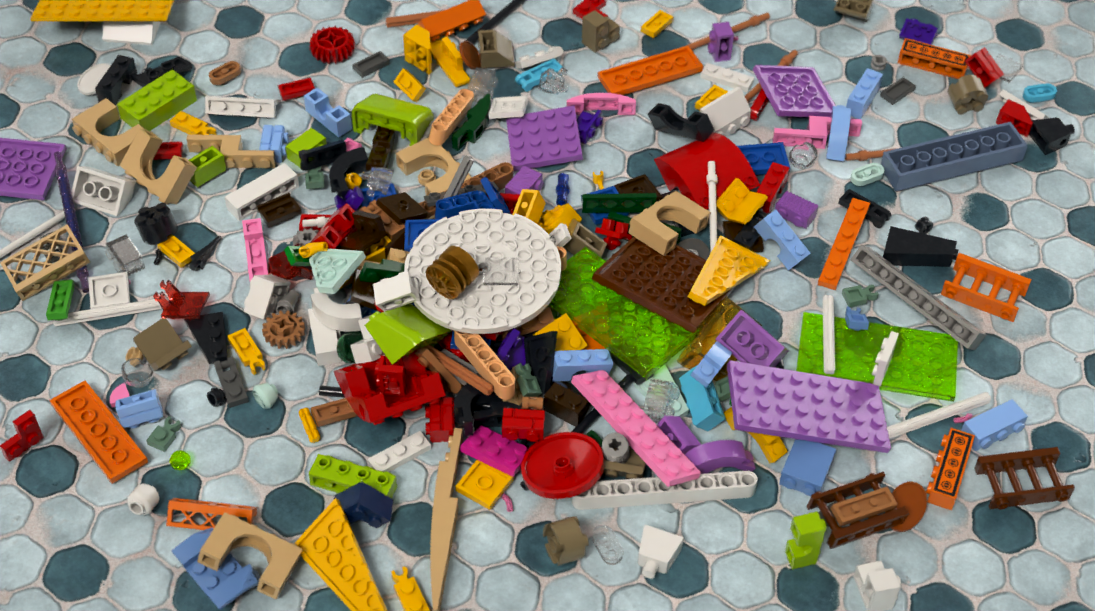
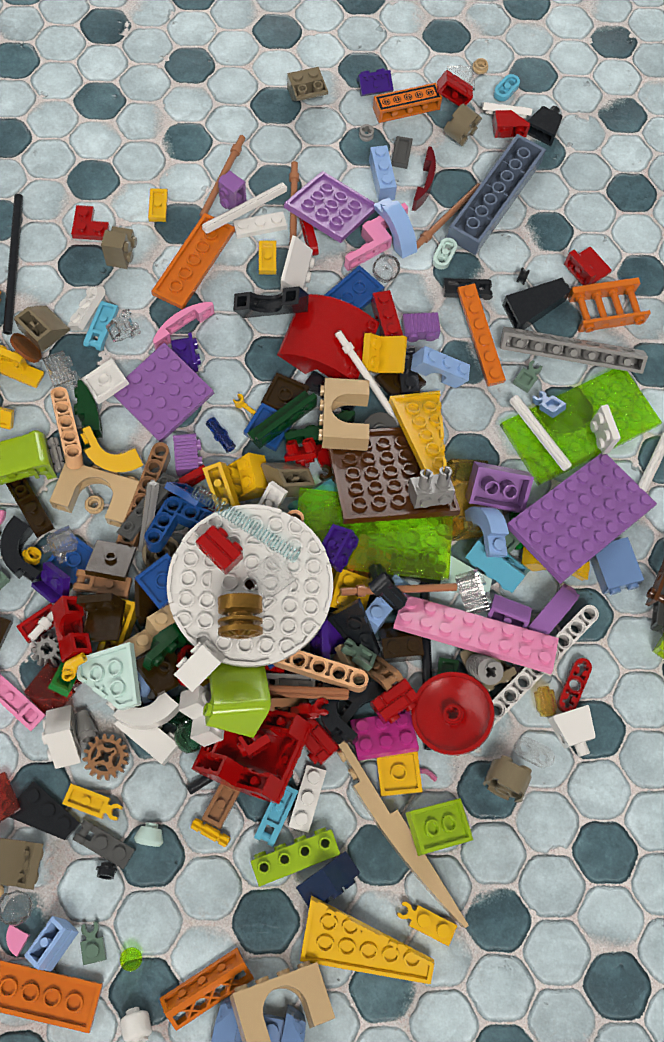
camera: 45 degrees left, 20 degrees up
(367, 444) = (276, 816): none -> medium azure plate
(452, 386) = (310, 711): none -> red plate
(459, 150) = (119, 462): none -> yellow arch
(479, 229) = (220, 549): none -> red brick
(479, 532) = (439, 826): none -> lime plate
(507, 225) = (243, 522): none -> clear light blue piece
(566, 334) = (361, 590): none -> nougat bar
(575, 295) = (339, 546): none -> dark purple bracket
(584, 337) = (383, 586): none -> black piece
(651, 515) = (545, 701): none -> clear yellow brick
(682, 296) = (431, 489): none -> light grey brick
(695, 518) = (582, 682): none -> red beam
(721, 57) = (243, 208): none -> white axle
(885, 125) = (423, 193): none -> dark red slope
(993, 250) = (587, 266): none -> red bracket
(1029, 67) = (480, 66): none -> tan plate

